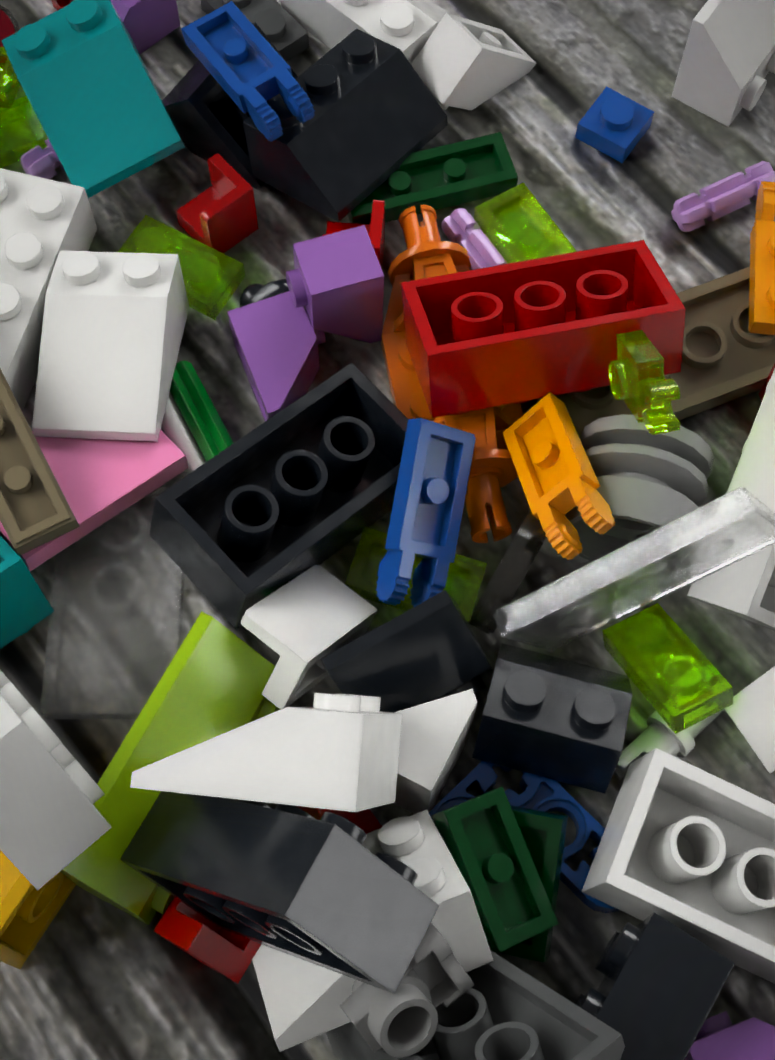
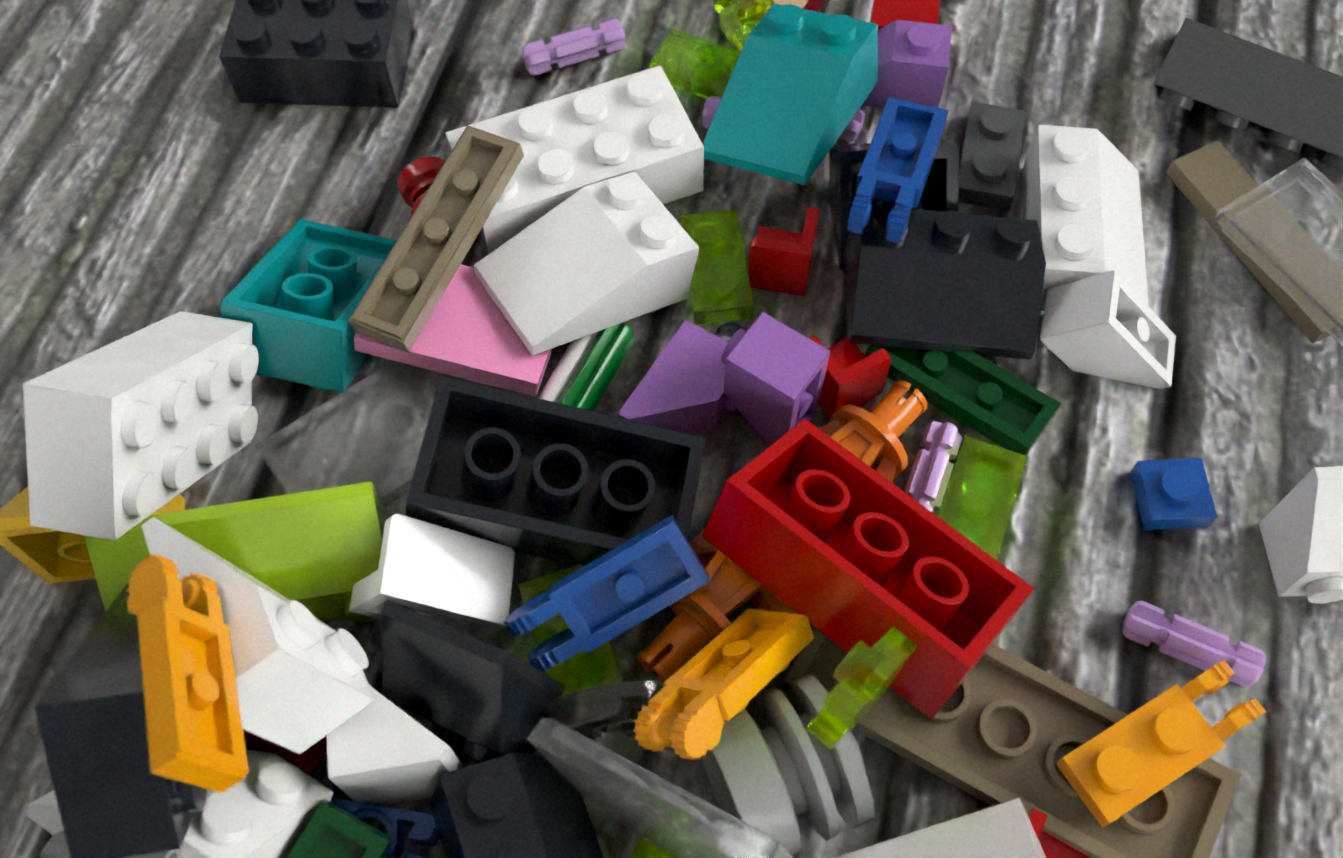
camera: 55 degrees right, 5 degrees down
(332, 786) = (187, 677): none -> light orange hinge

